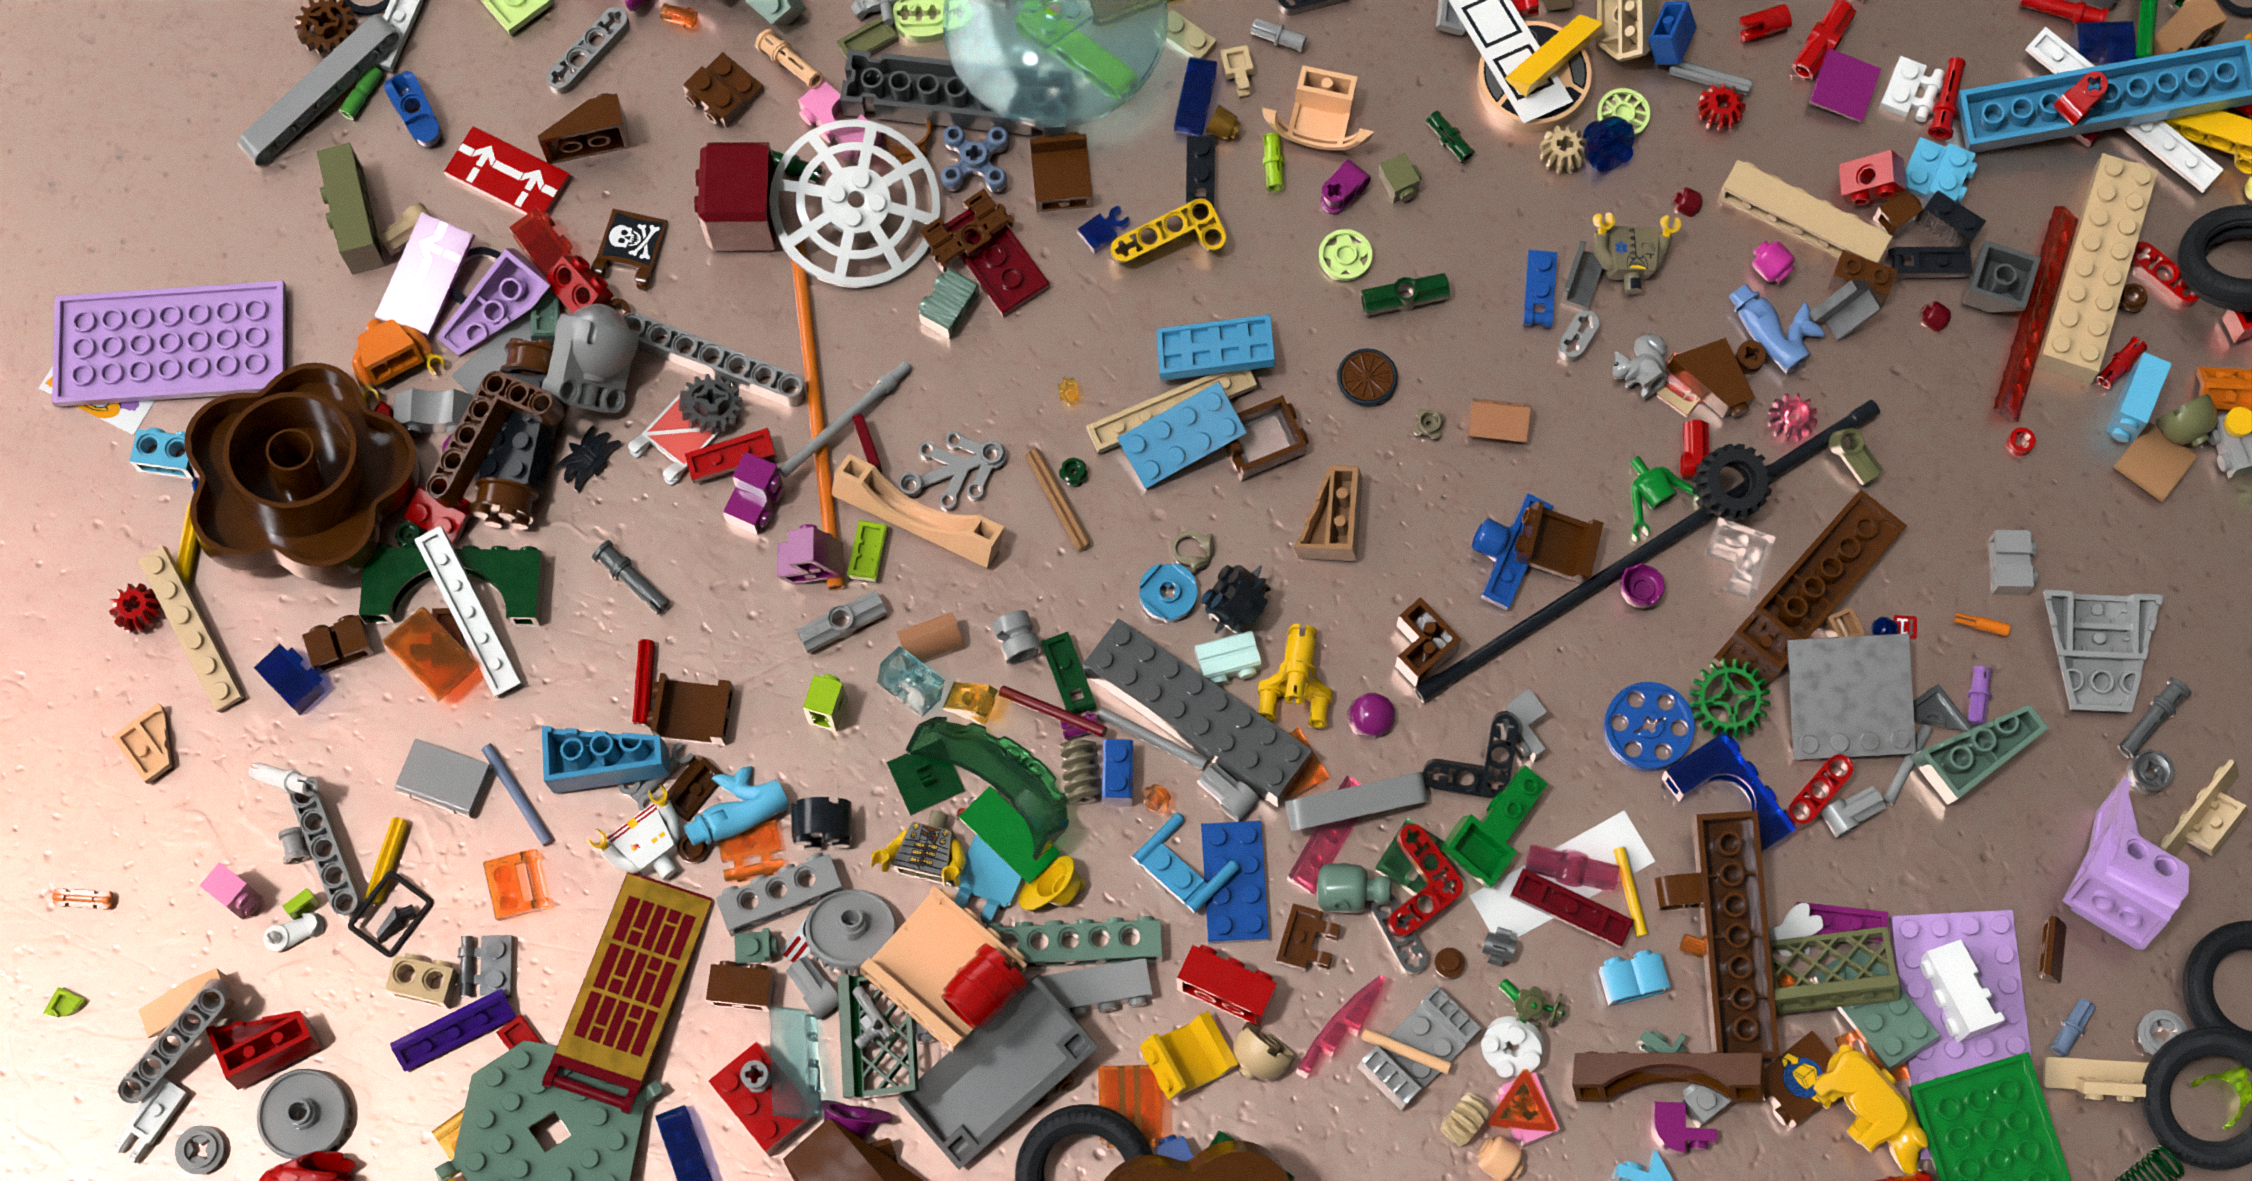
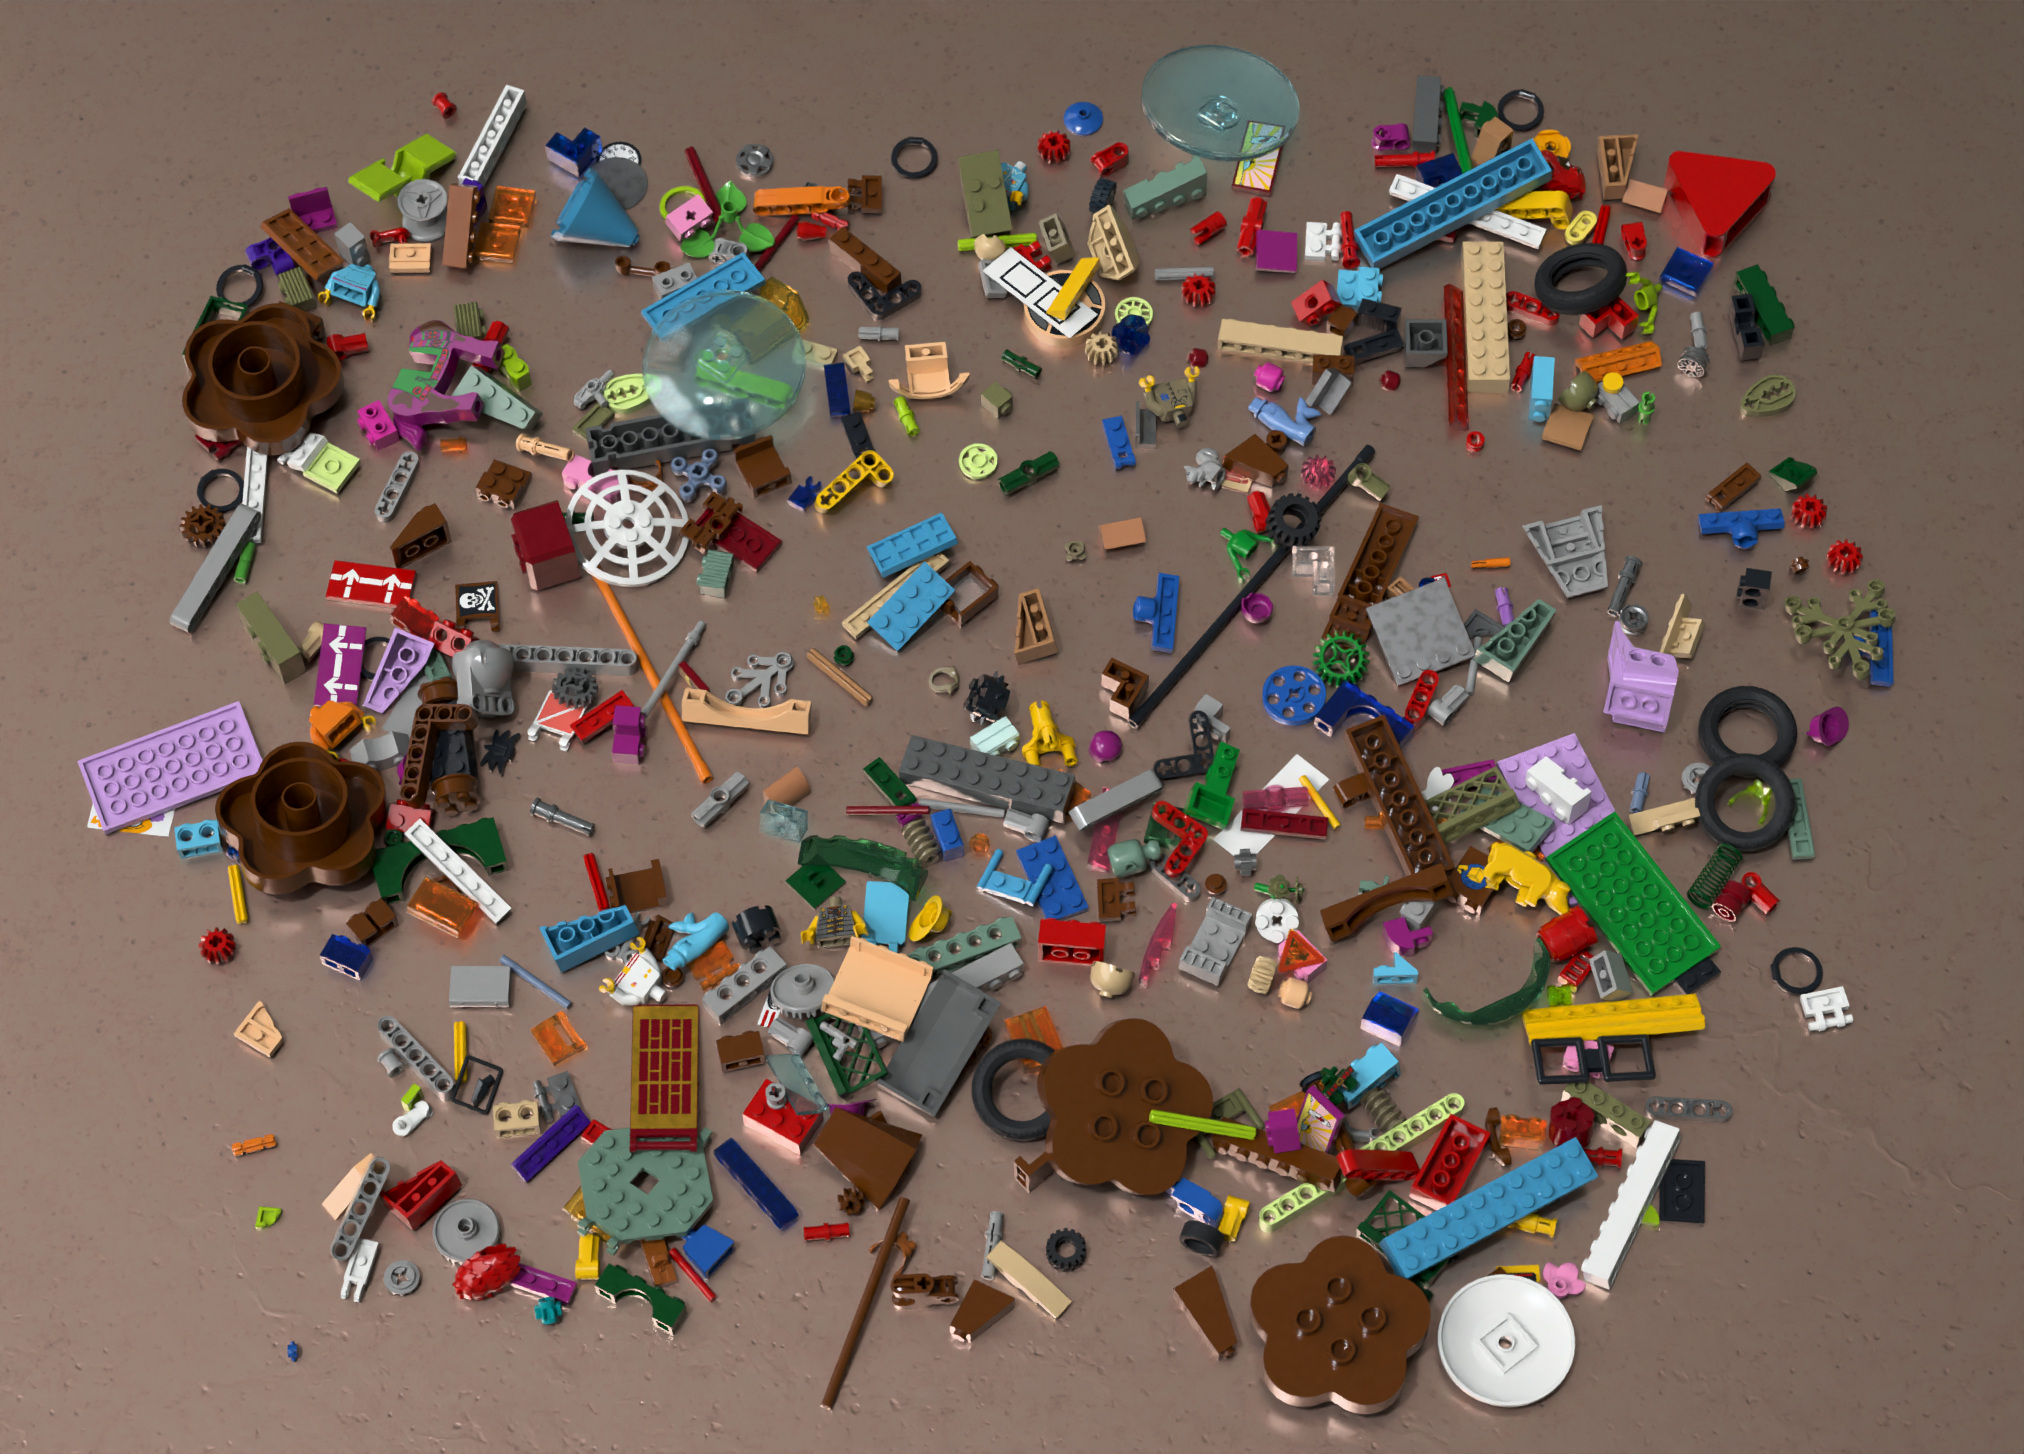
camera: 20 degrees left, 10 degrees down
(191, 629) = (263, 946): tan plate -> none
(231, 891) = (361, 1102): bright pink brick -> none
(290, 781) = (375, 1017): white pin -> none
(421, 124) = (298, 570): blue piece -> none
(755, 947) = (740, 1023): sand green bracket -> none
(809, 556) = (683, 762): brick -> none
(825, 702) = (730, 851): lime brick -> none
(867, 551) = (720, 749): lime plate -> none
(971, 701) = (829, 821): clear yellow slope -> none
(983, 987) = (910, 988): red piece -> none
(1005, 833) = (886, 897): green piece -> none
(1017, 640) = (846, 772): light grey wheel -> none
(1168, 608) = (938, 723): dark azure plate -> none
(1188, 1056) = (1064, 994): yellow panel -> none
(1343, 187) = (961, 418): magenta piece -> none
(1367, 377) = (1022, 534): reddish brown wheel -> none
(1406, 1051) = (1207, 945): light nougat bar -> none
(1558, 543) = (1191, 598): reddish brown panel -> none
(1573, 333) = (1151, 464): light grey beam -> none
(1634, 978) = (1342, 853): medium azure brick -> none
(1672, 32) = (1148, 251): blue brick -> none
(2011, 562) = (1495, 517): light grey brick -> none
(2052, 950) = (1609, 749): reddish brown slope -> none
(2079, 101) = (1435, 210): red piece -> none

